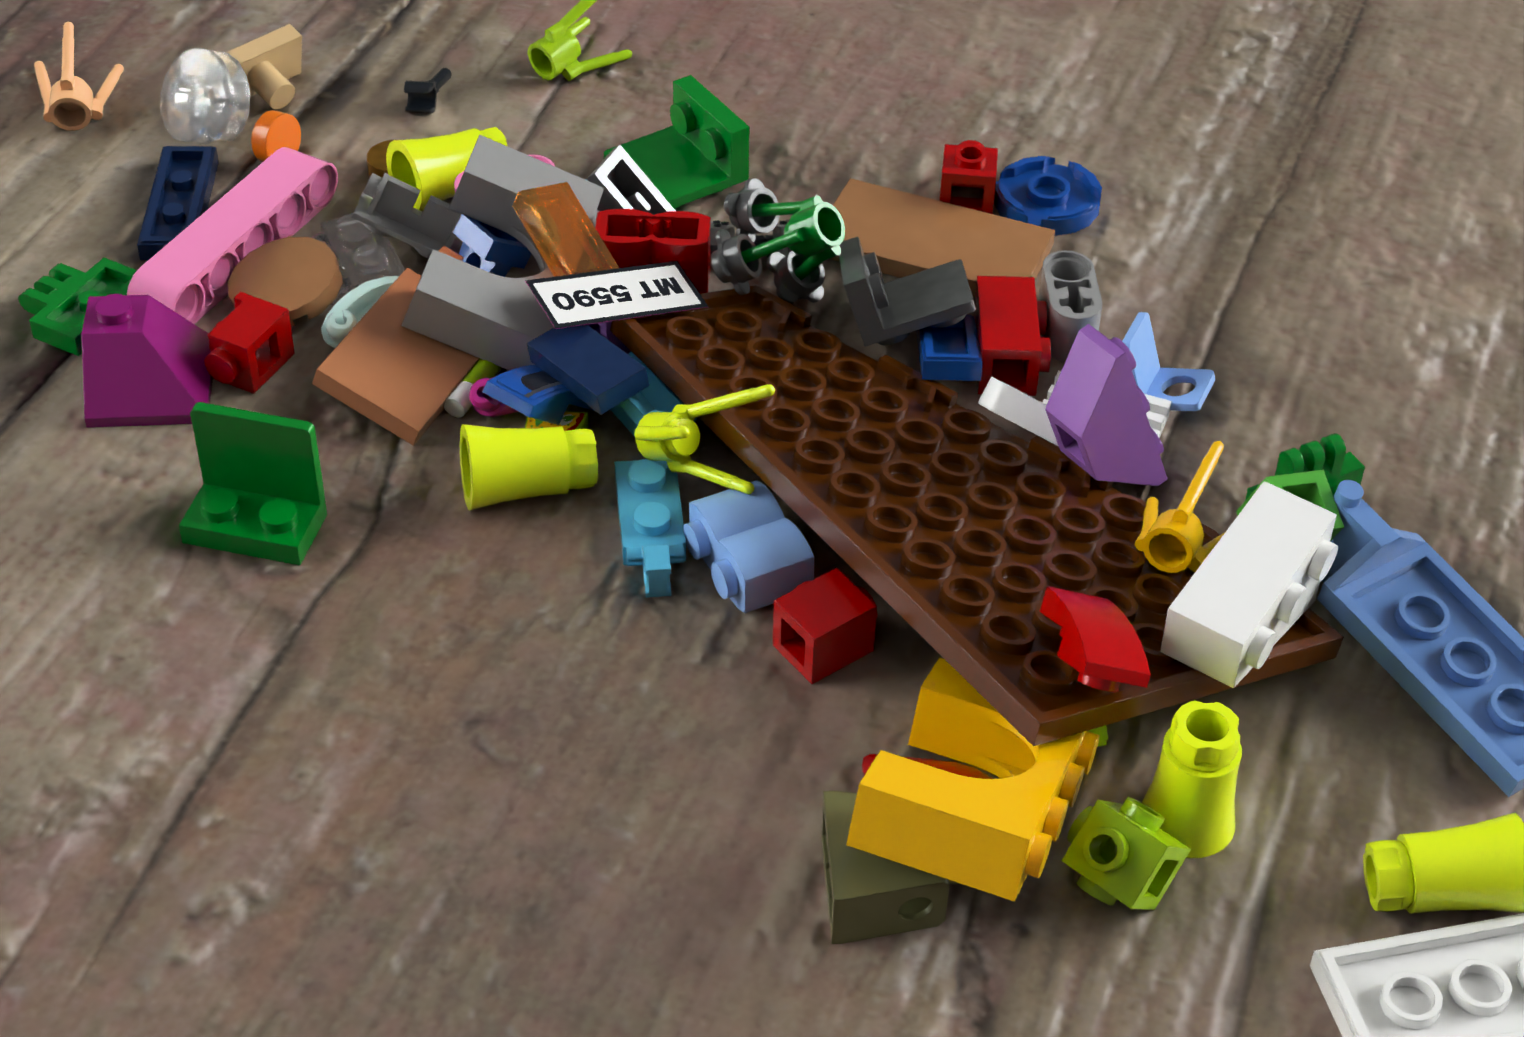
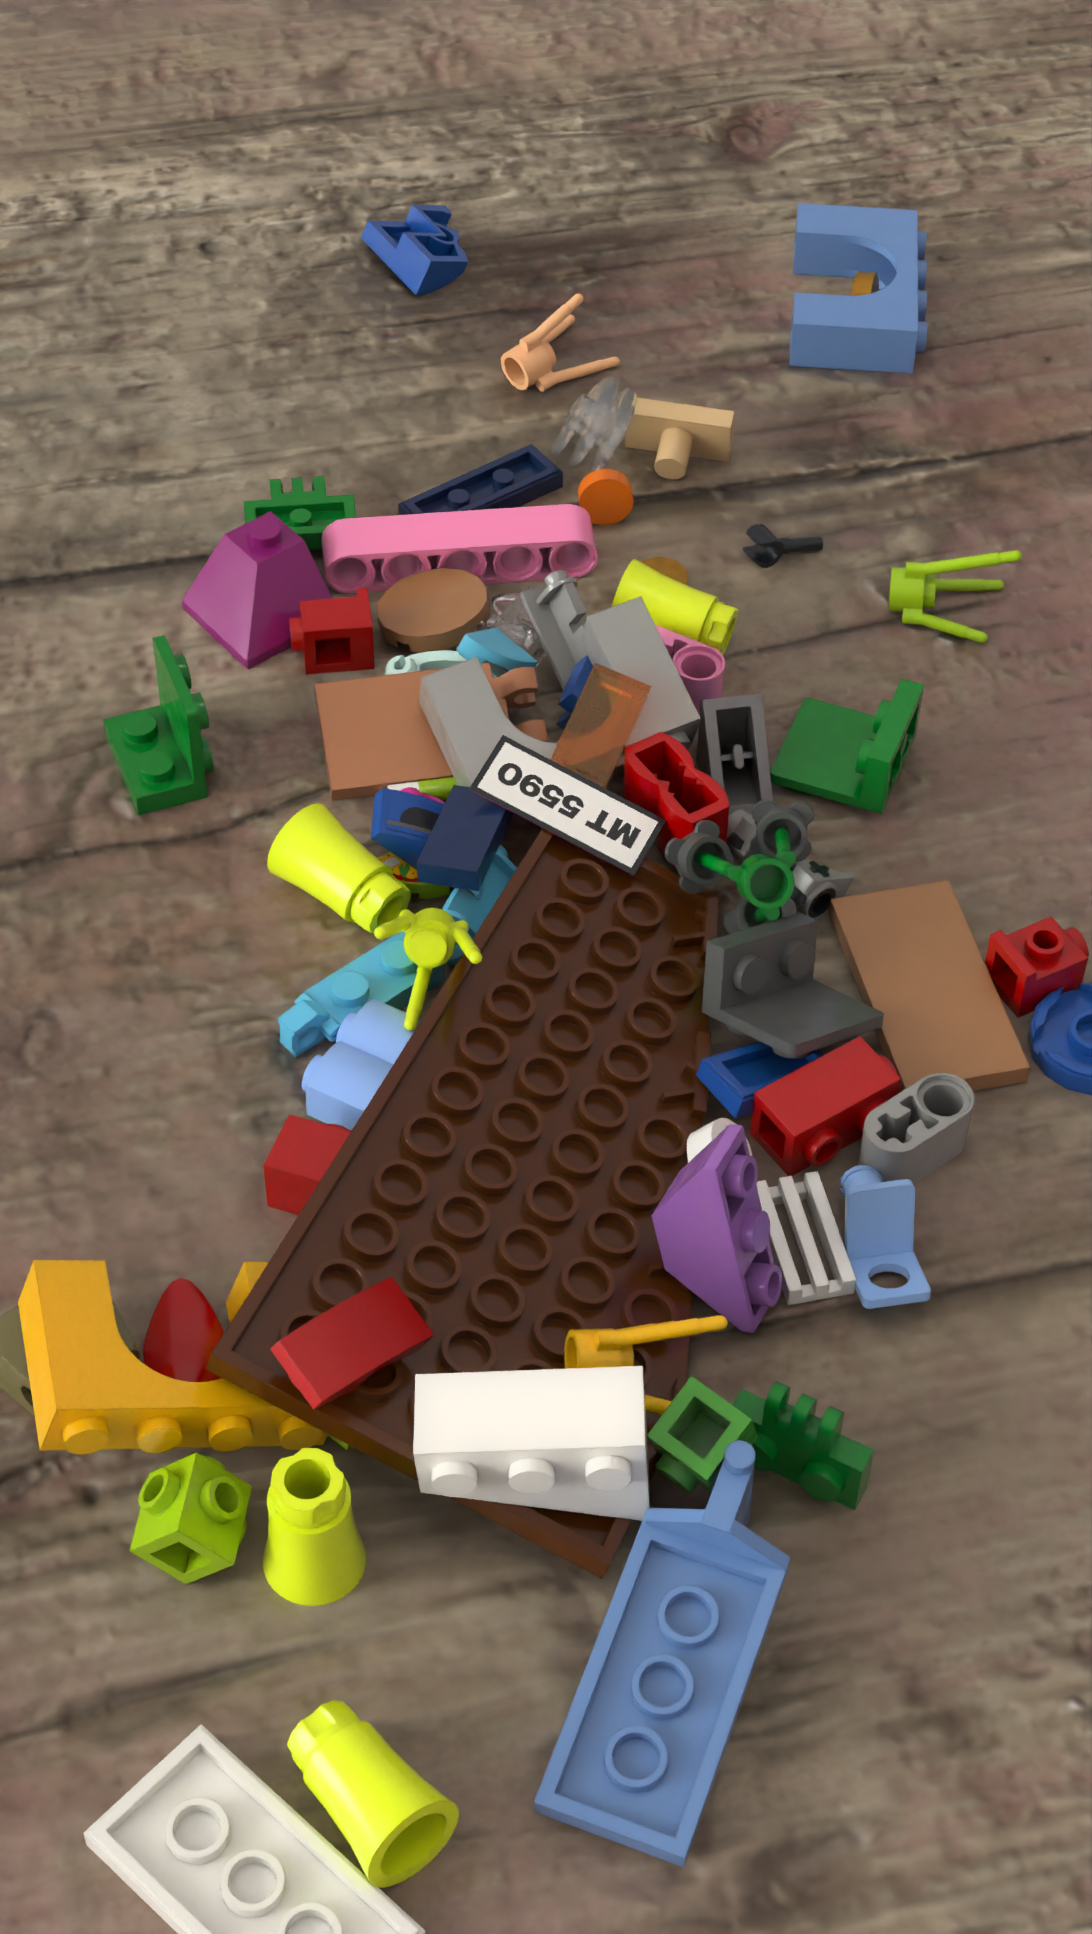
camera: 55 degrees right, 5 degrees up
(390, 264) = (496, 648): none -> medium azure tile

